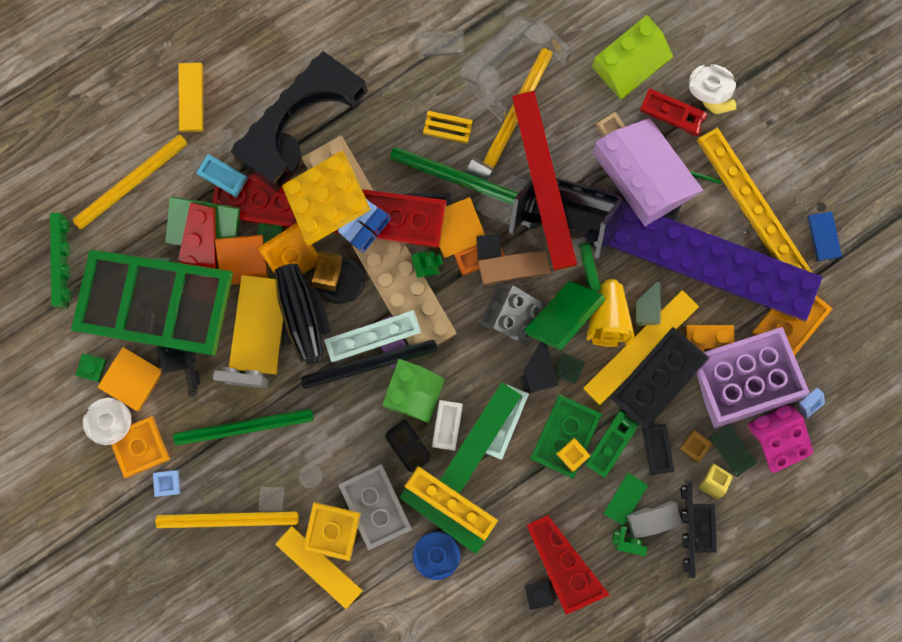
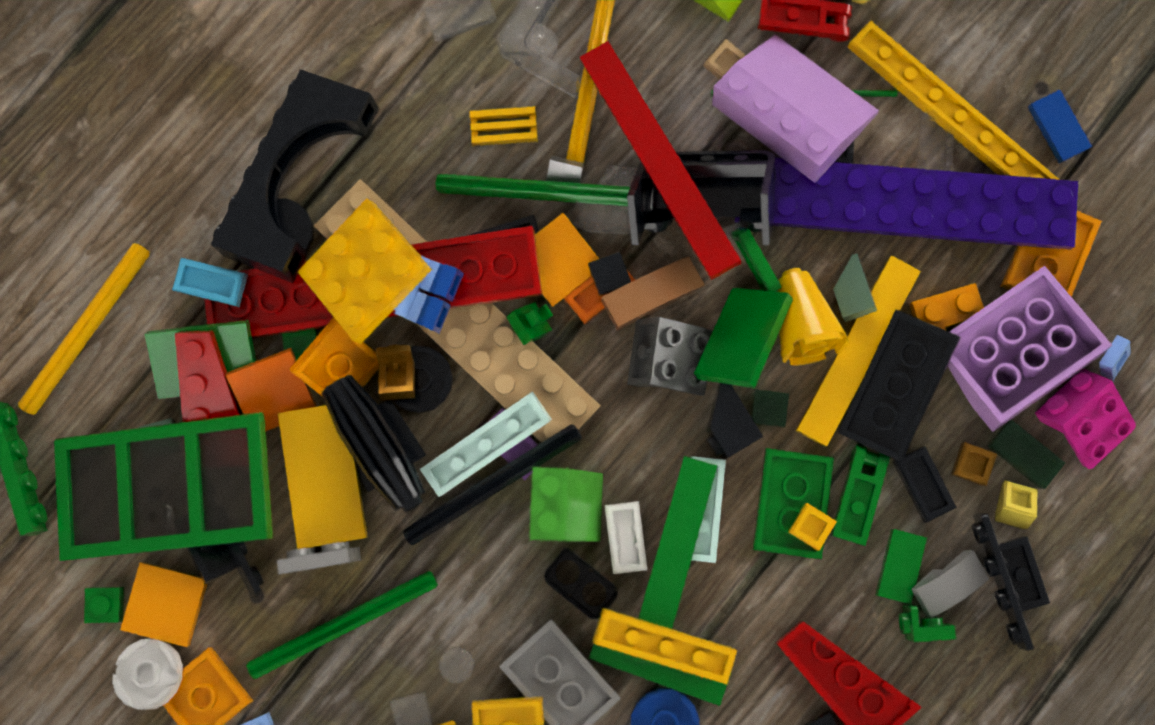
camera: 15 degrees left, 0 degrees up
(191, 97) = (136, 187): yellow tile -> none

